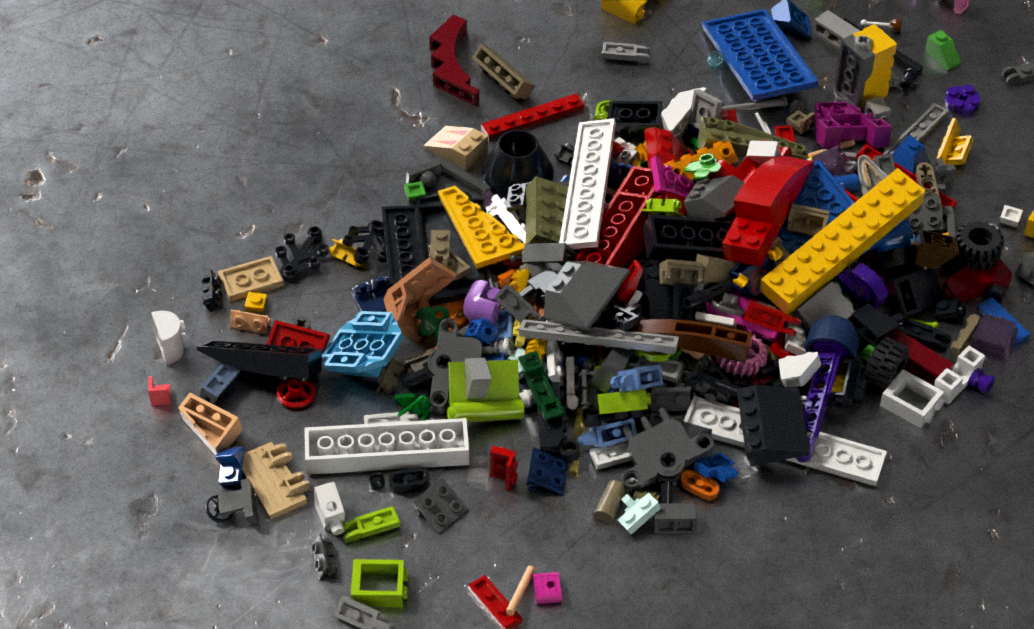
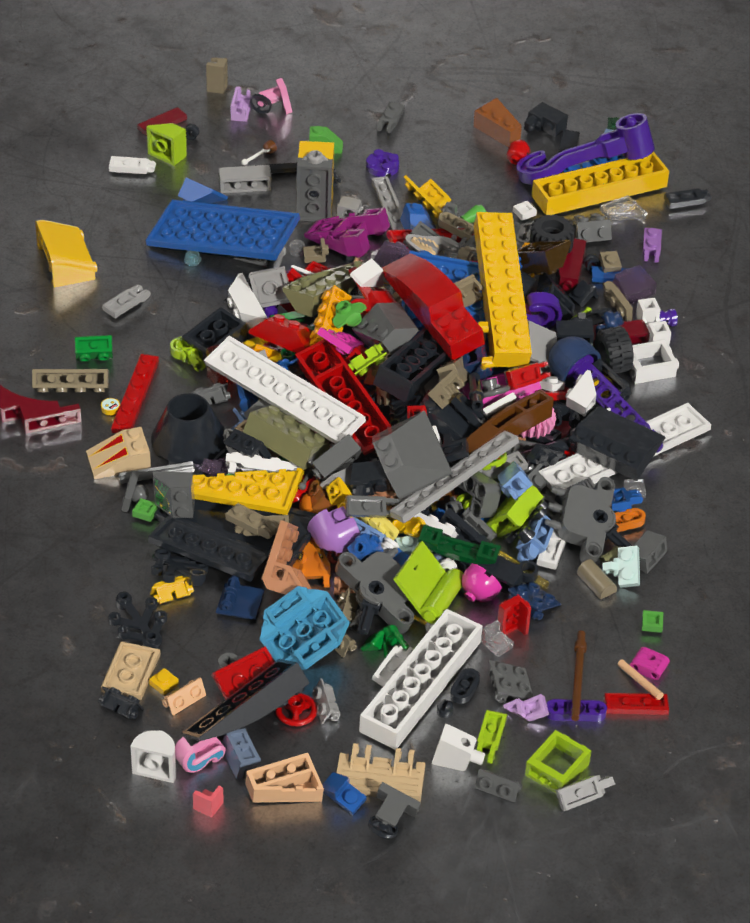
camera: 55 degrees left, 5 degrees down
(192, 360) = (197, 756): none -> bright pink animal
(310, 409) = (325, 699): none -> light grey hinge
(421, 534) = (529, 709): none -> lavender slope
(429, 193) = (175, 493): none -> dark grey slope
(429, 322) = (315, 577): dark green plate -> none
(449, 557) = (590, 716): none -> dark purple beam
(476, 378) = (421, 573): light grey slope -> none
(504, 109) = (110, 406): none -> tile
(520, 532) = (580, 648): none -> reddish brown bar
(522, 427) = (479, 585): none -> dark pink cylinder
(553, 65) = (93, 348): none -> green bracket
(596, 564) = (652, 621): none -> bright green plate
(917, 341) = (611, 319): none -> dark blue animal
(965, 188) = (470, 215): none -> bright green cone
(1008, 304) = (610, 261): none -> dark tan bracket

